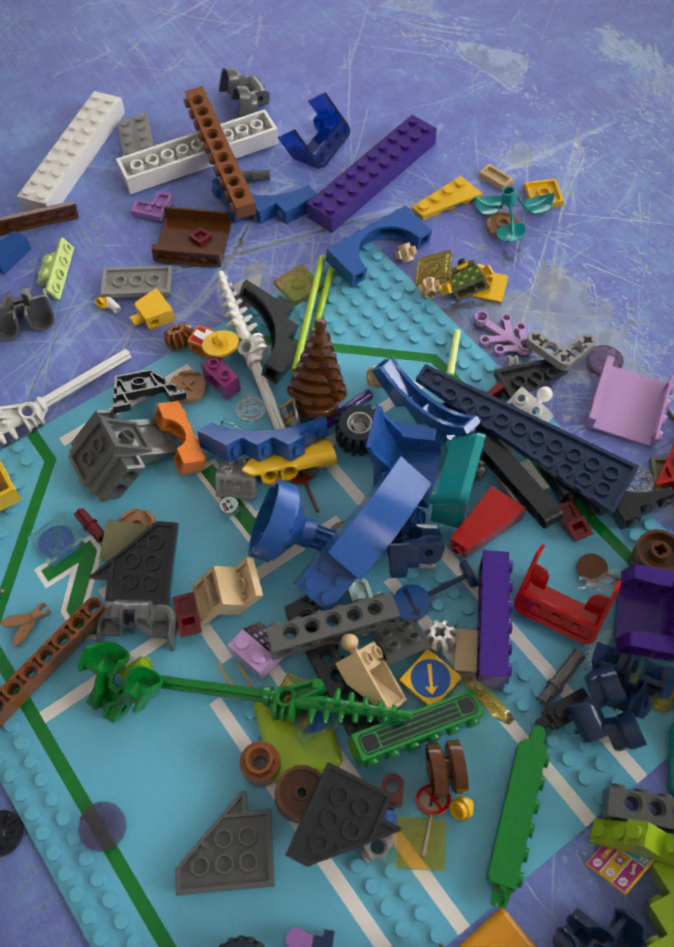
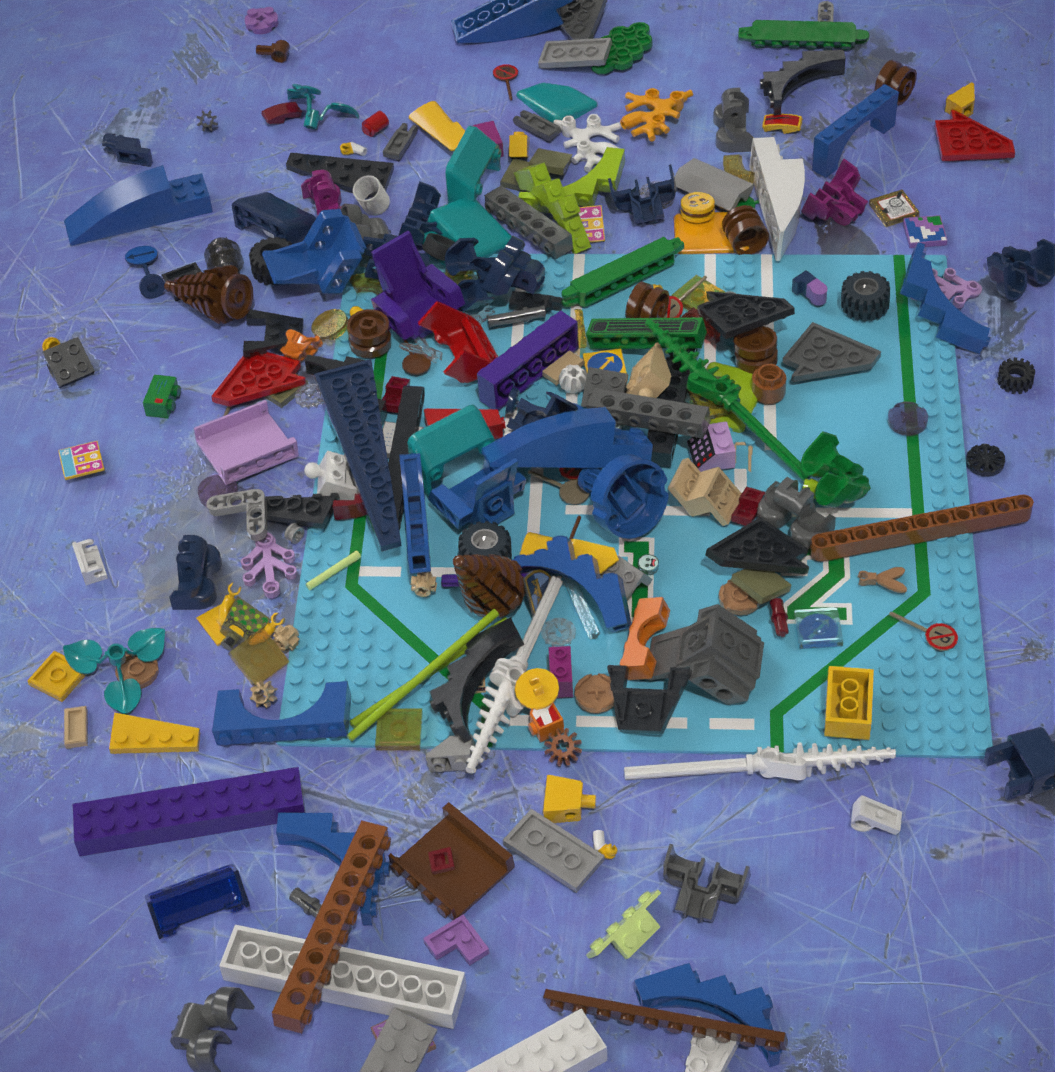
camera: 140 degrees left, 10 degrees down
(536, 278) = (194, 563): none -> dark blue piece
(618, 258) = (89, 562): none -> white hinge

